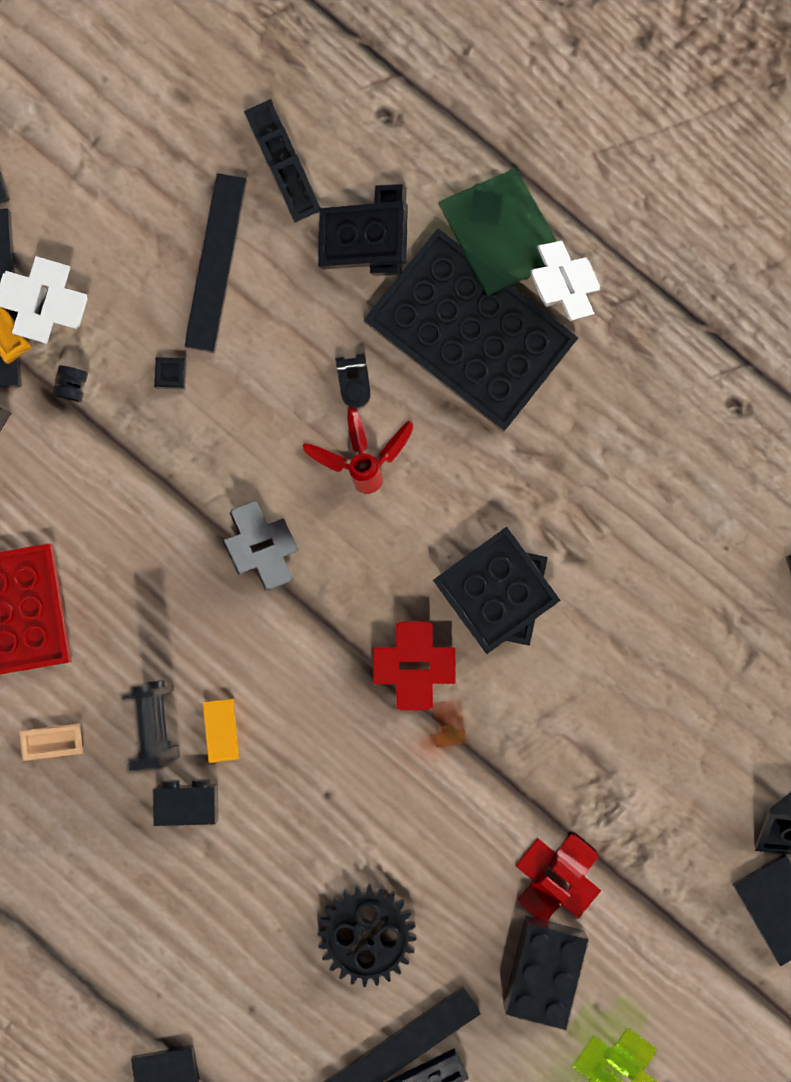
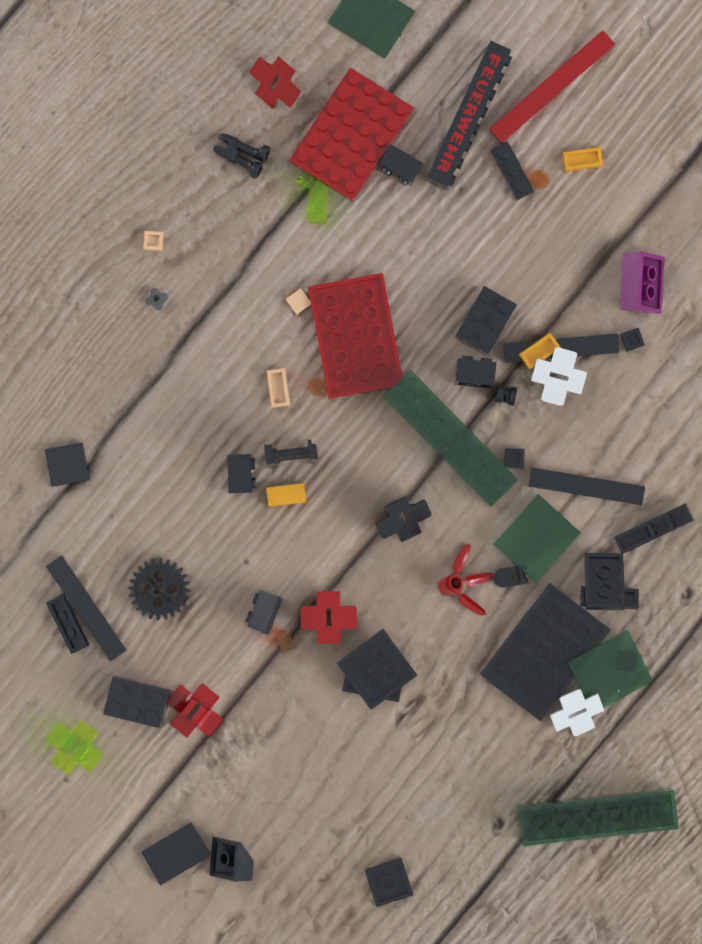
camera: 95 degrees right, 0 degrees up
(31, 429) = (475, 372): none -> black brick
(50, 679) = (317, 386): none -> clear orange plate
(133, 472) = (450, 438): none -> clear green brick
(295, 340) = (536, 538): none -> clear green piece
(405, 767) = (264, 612): none -> black slope
(725, 251) = (597, 816): none -> clear green brick

